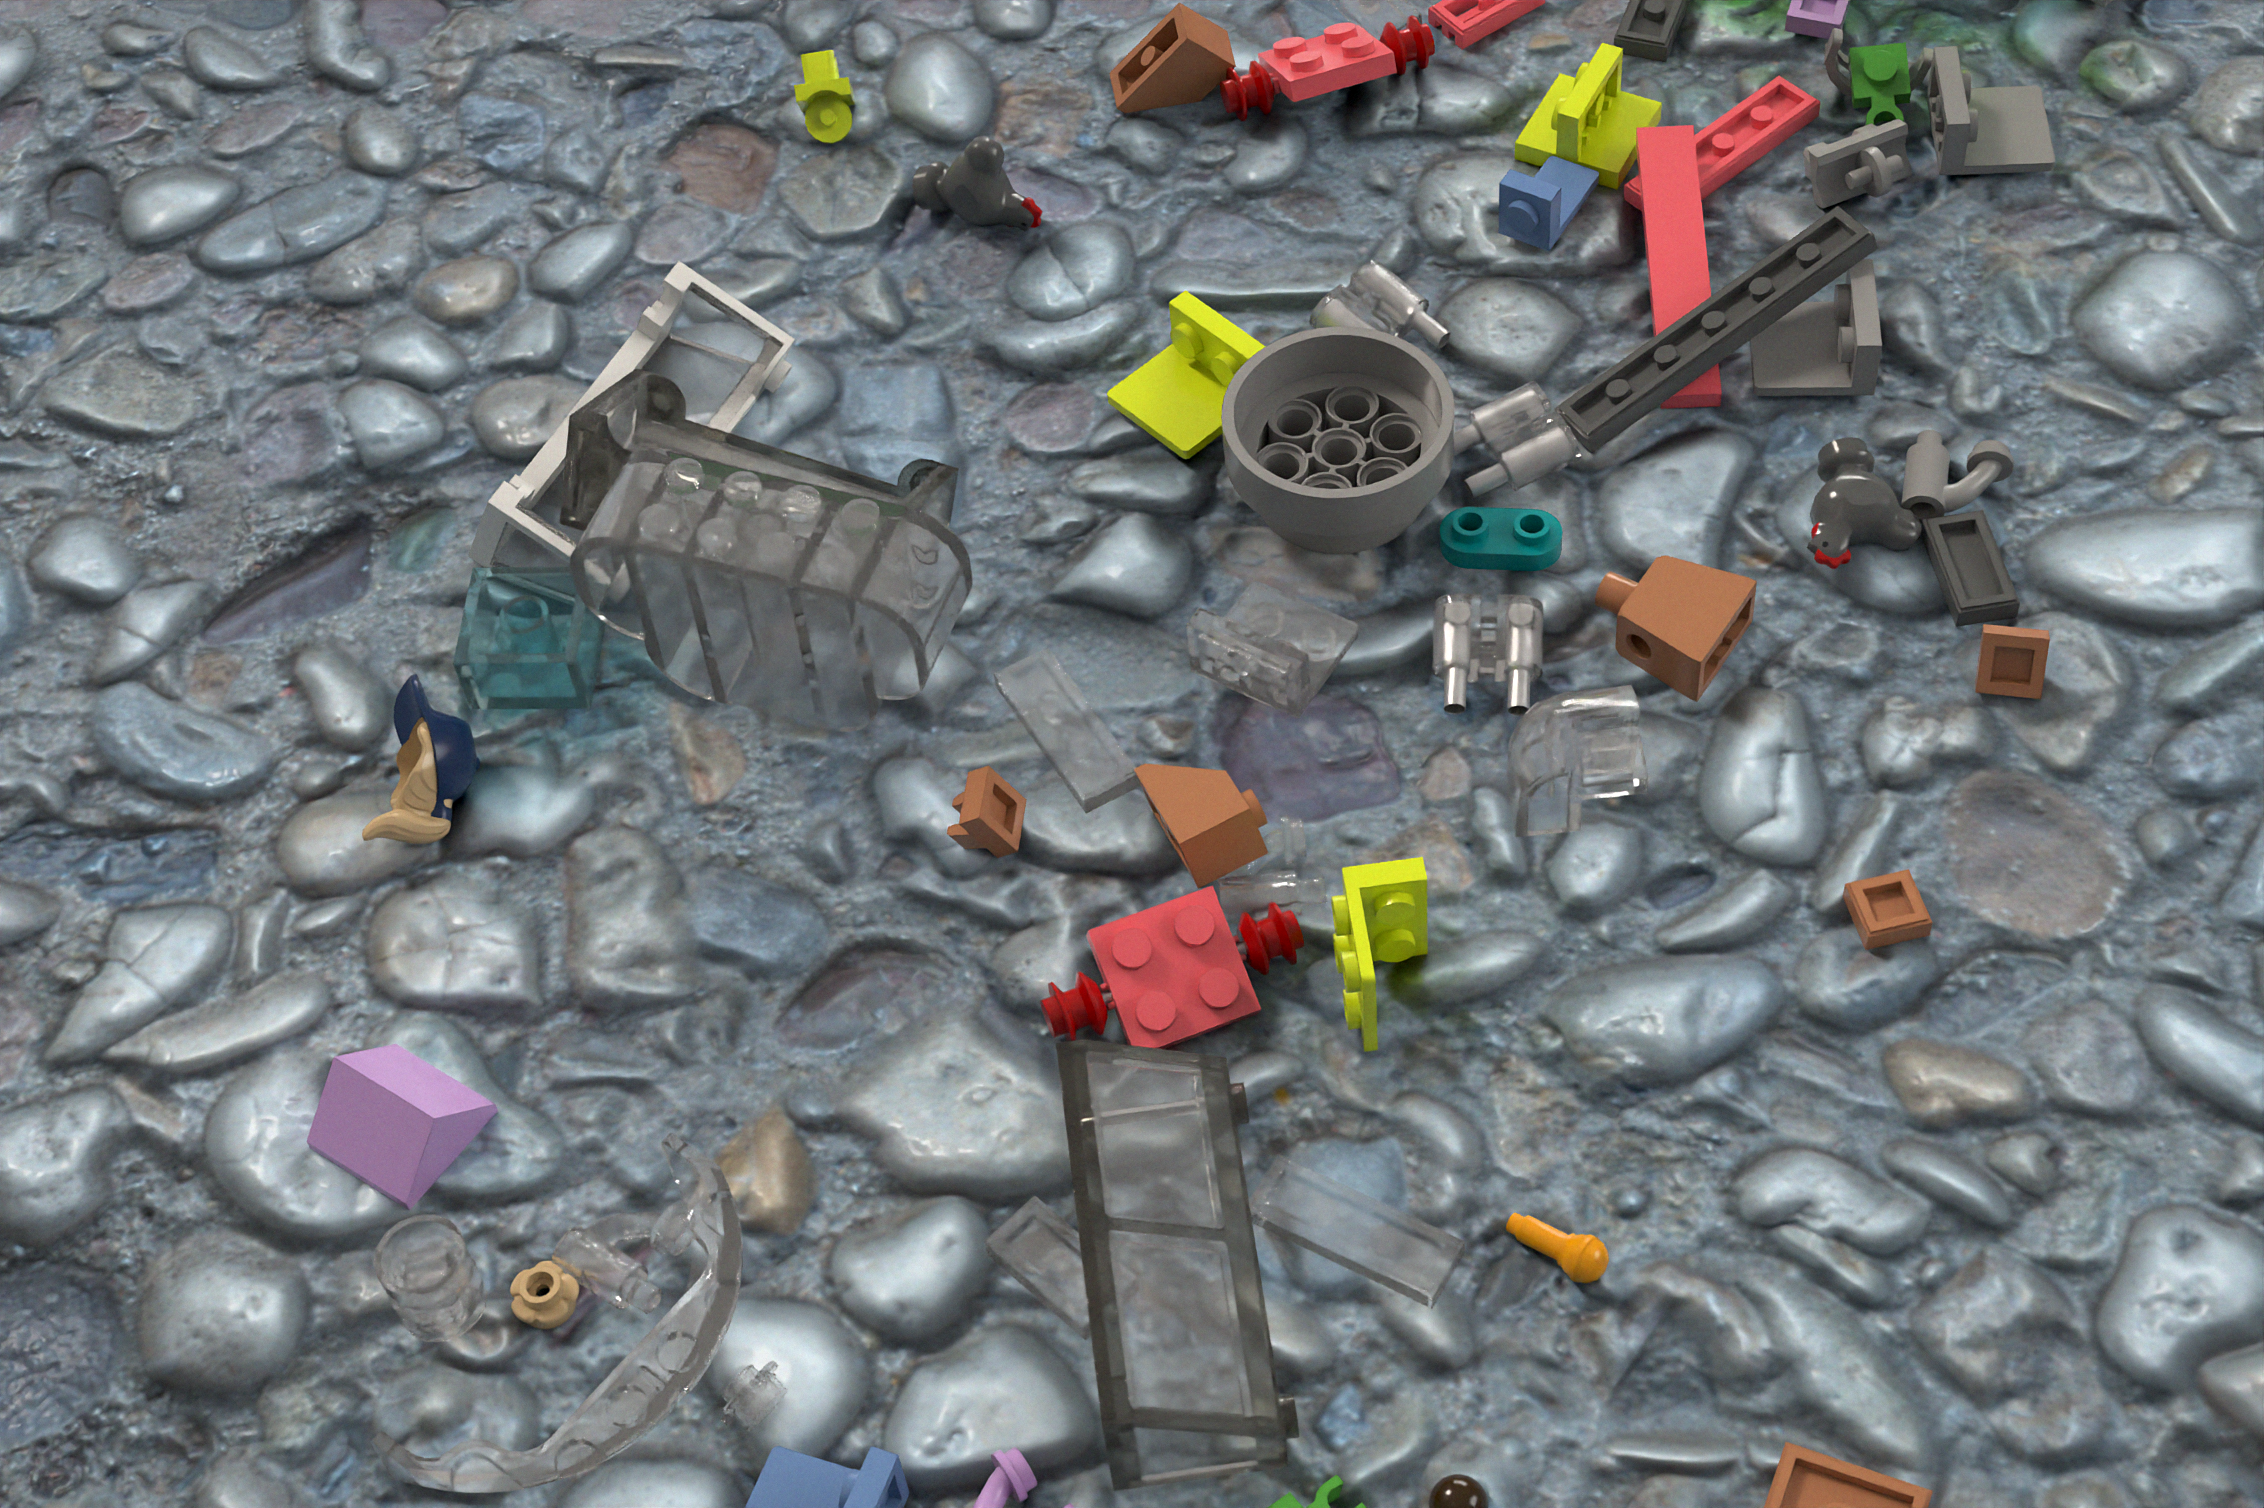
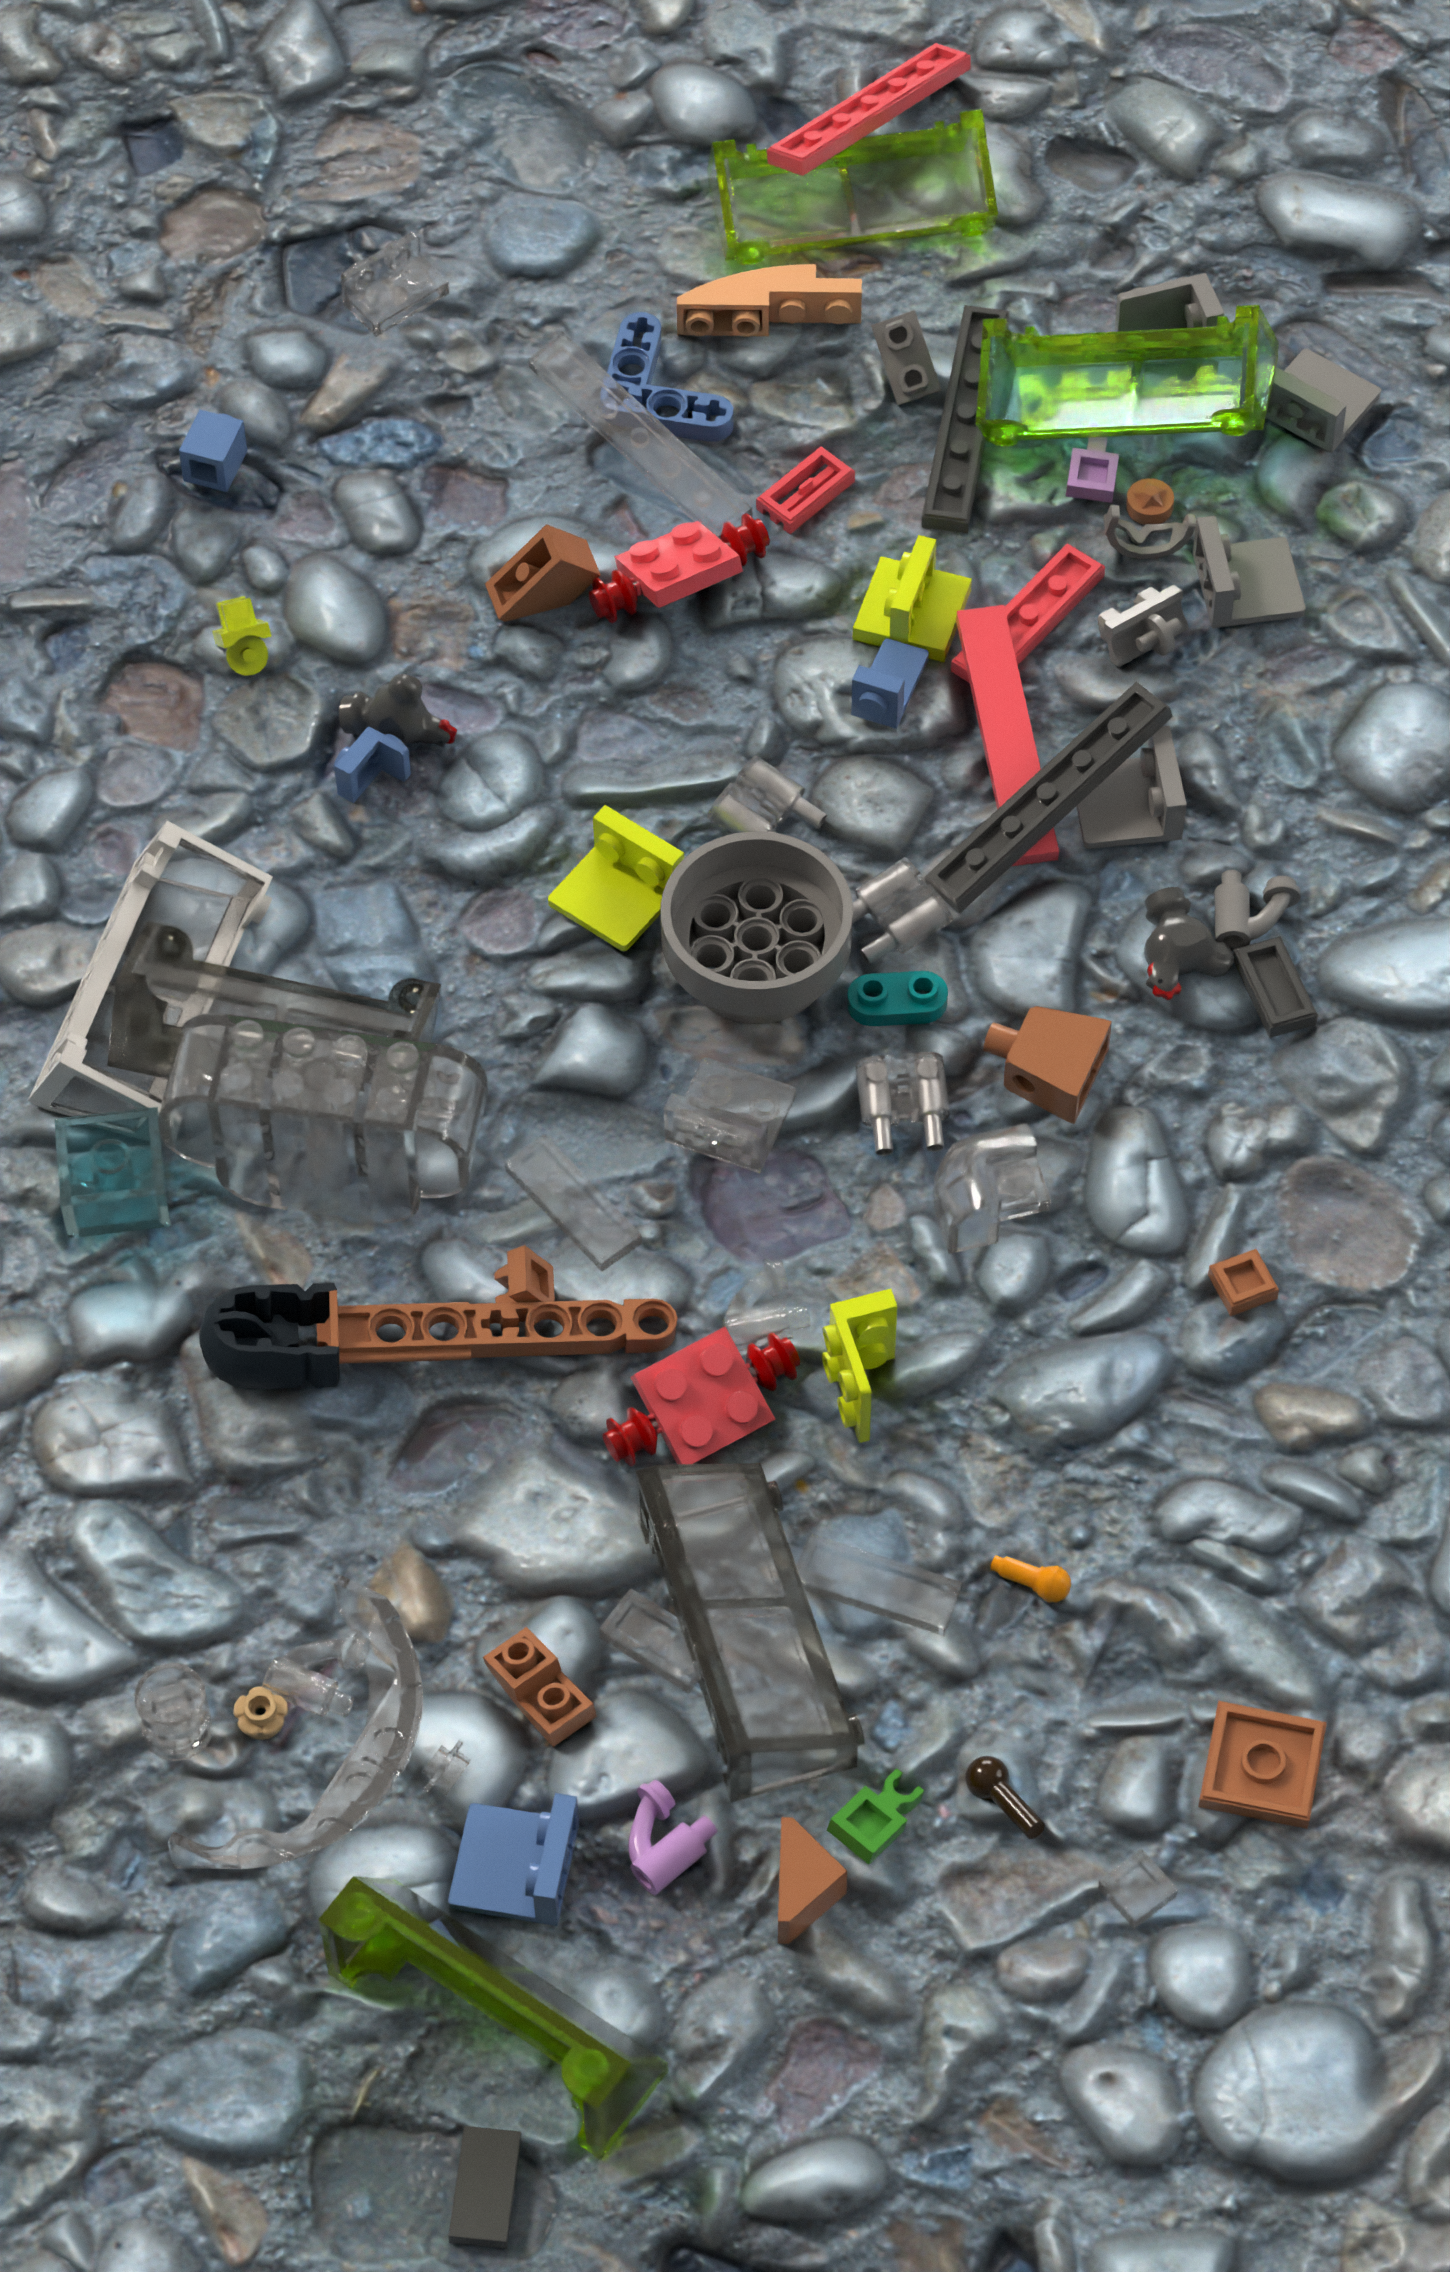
camera: 15 degrees left, 5 degrees up
(395, 1120) = (103, 1592): lavender slope -> none
(434, 770) = (54, 1293): hair -> none
(647, 829) = (254, 1336): none -> piece
(898, 1307) = (539, 1687): none -> nougat slope
(933, 234) = (366, 758): none -> medium blue bracket
(1204, 818) = (704, 1269): nougat slope -> none
(1880, 80) = (1153, 545): bright green plate -> none
(1883, 31) = (1150, 501): none -> nougat tile
(2012, 661) = (1316, 1067): nougat tile -> none

